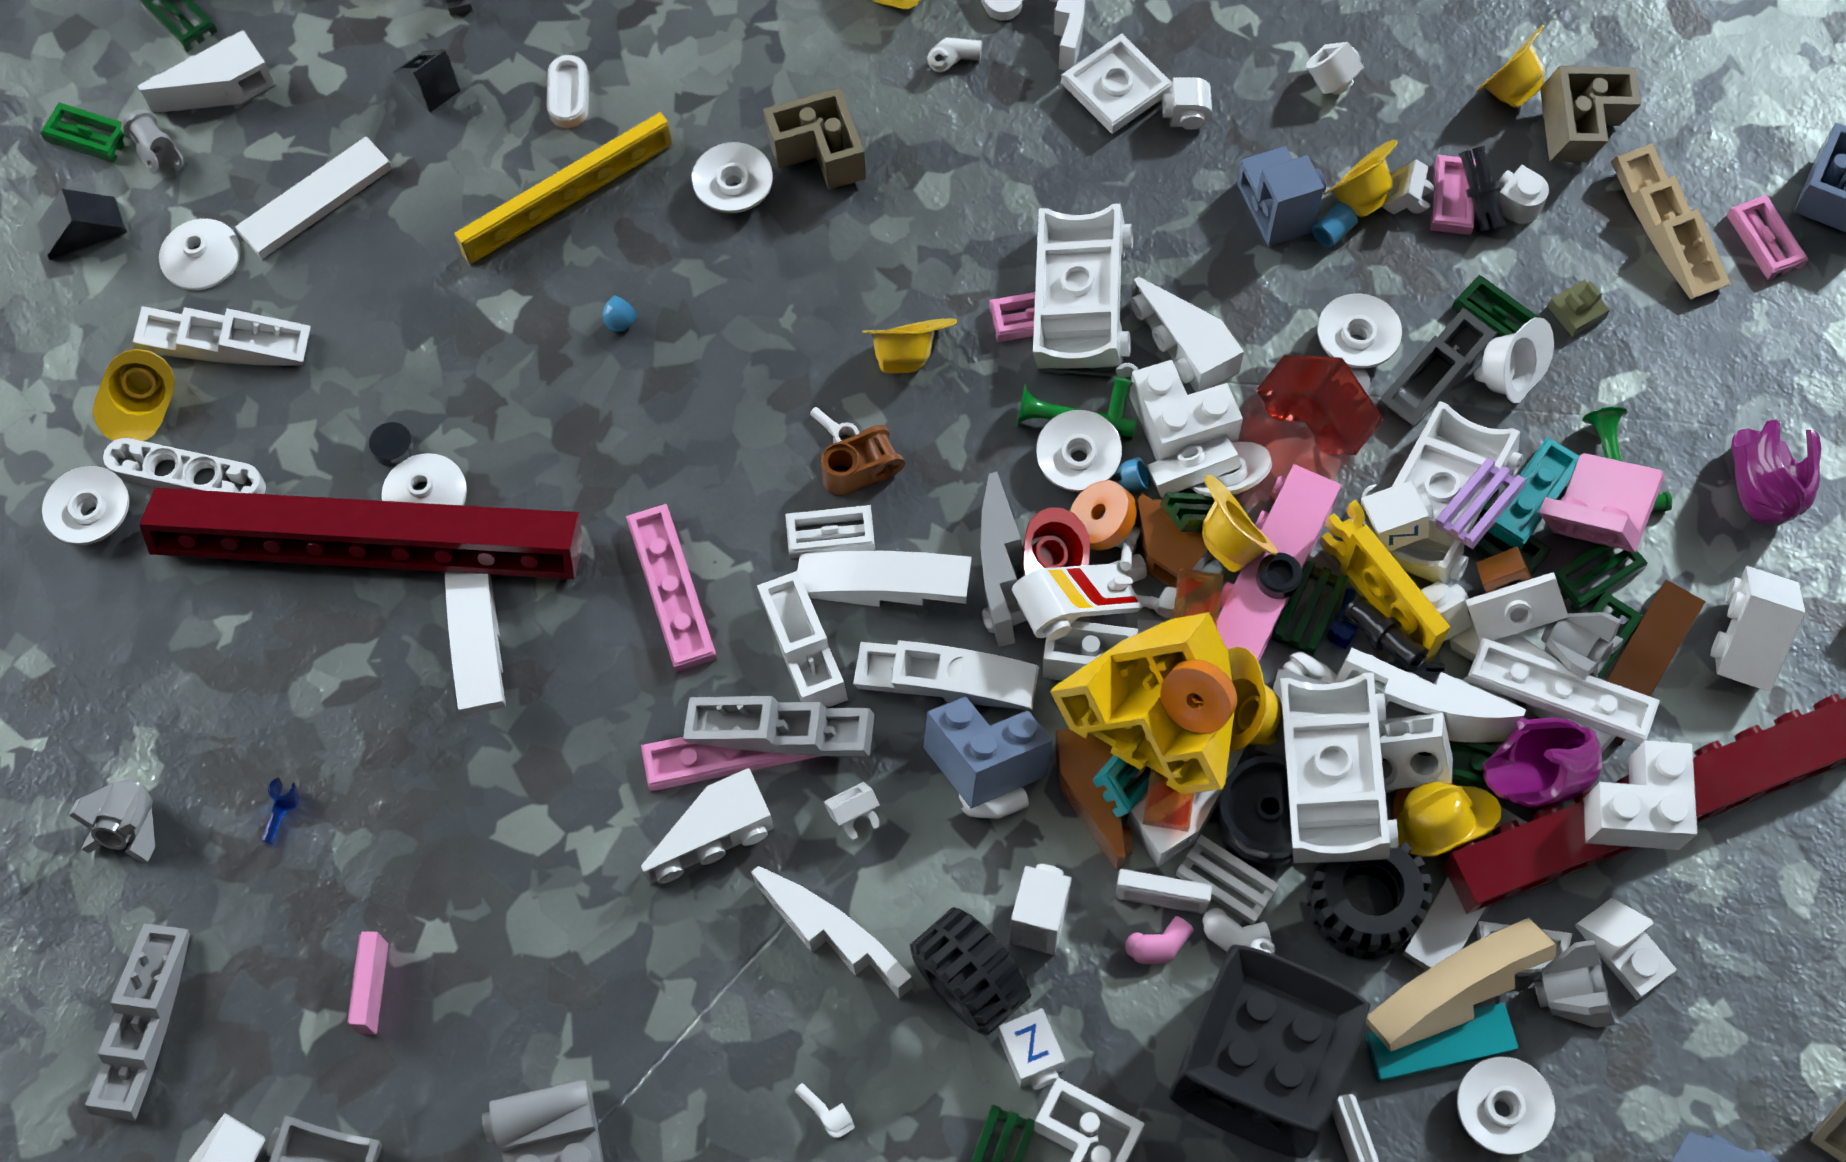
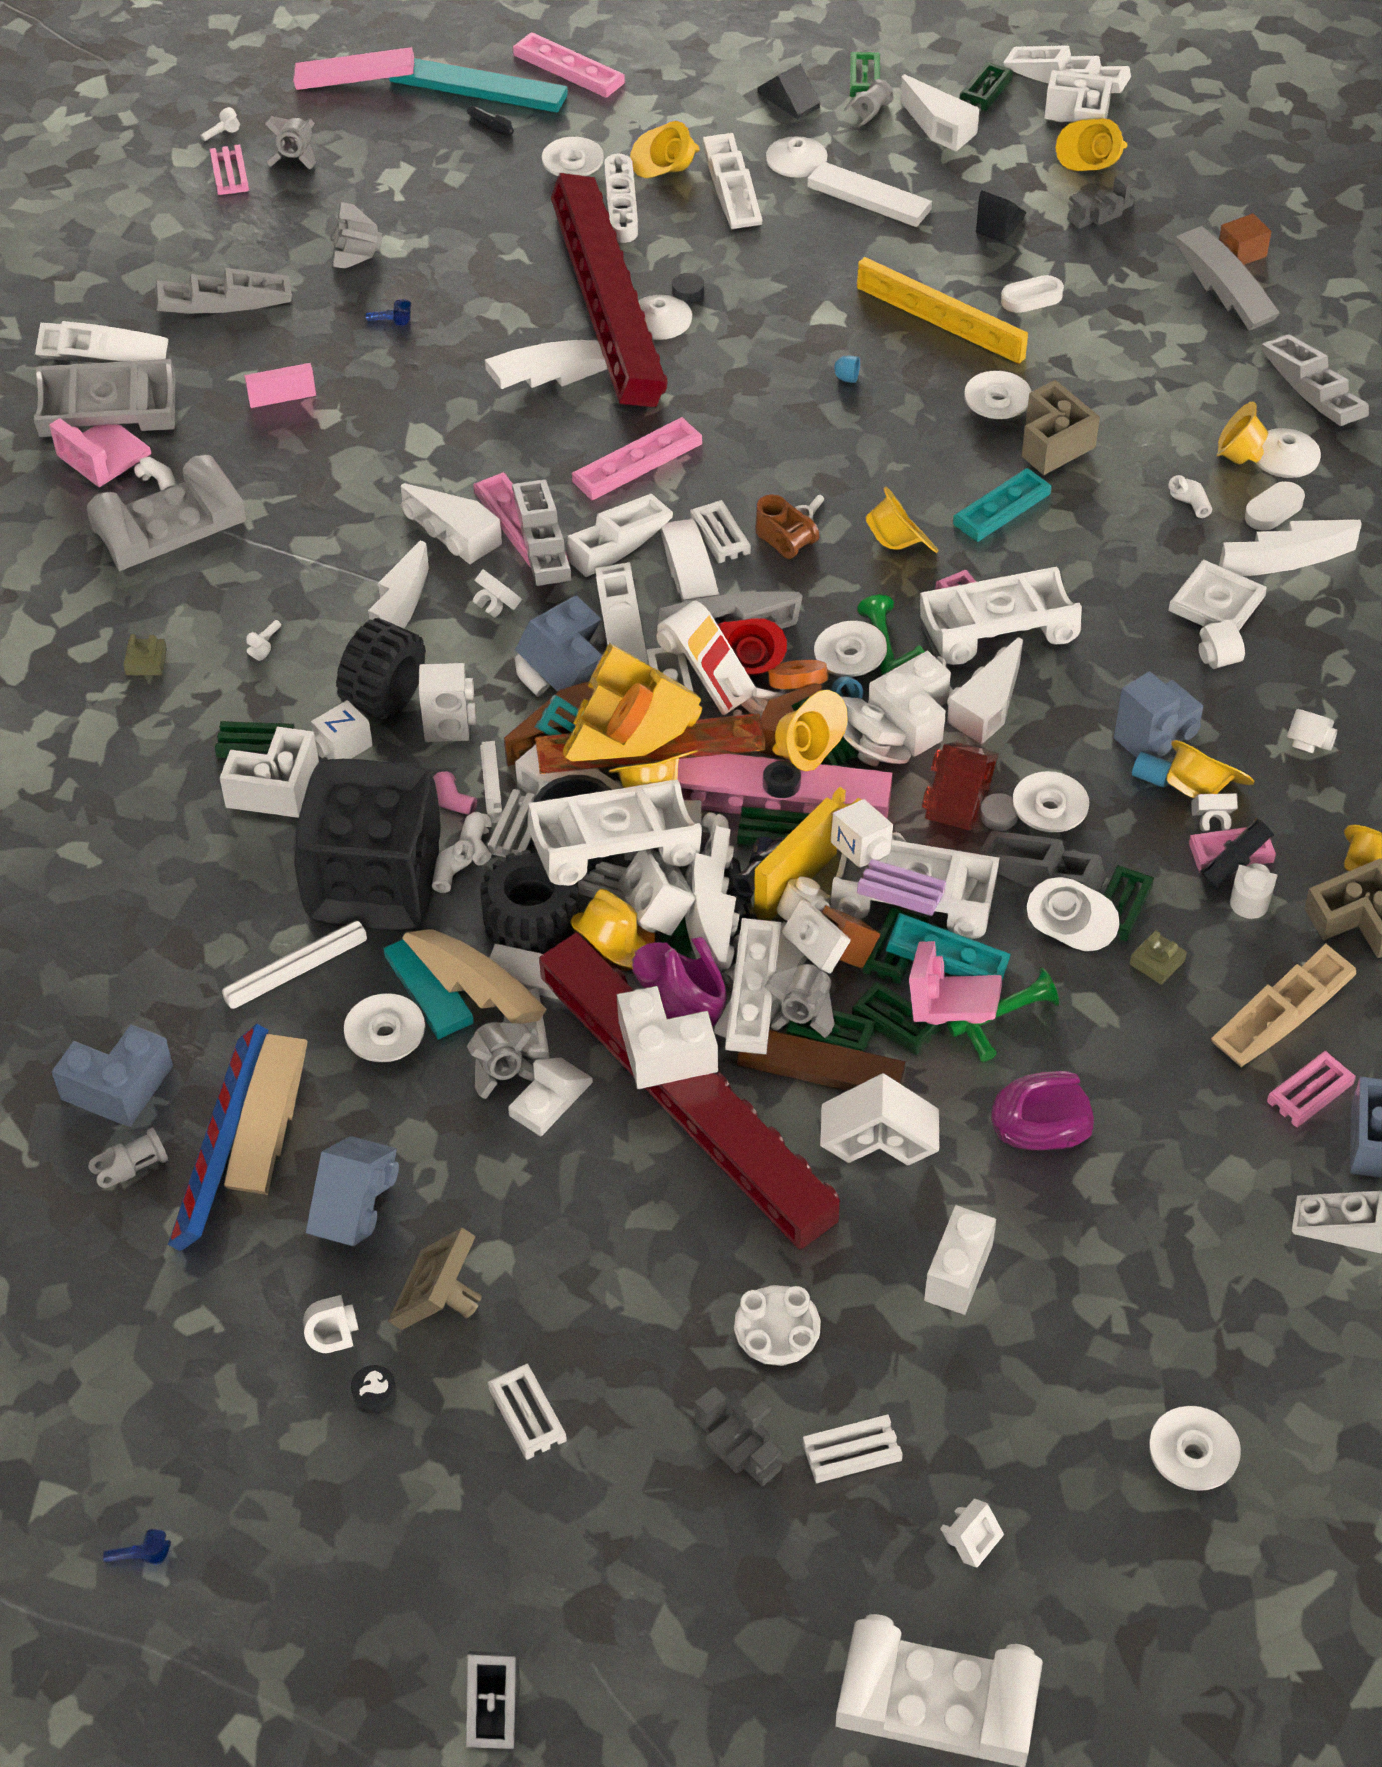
camera: 70 degrees right, 15 degrees down
(896, 234) = (1001, 504): none -> teal tile

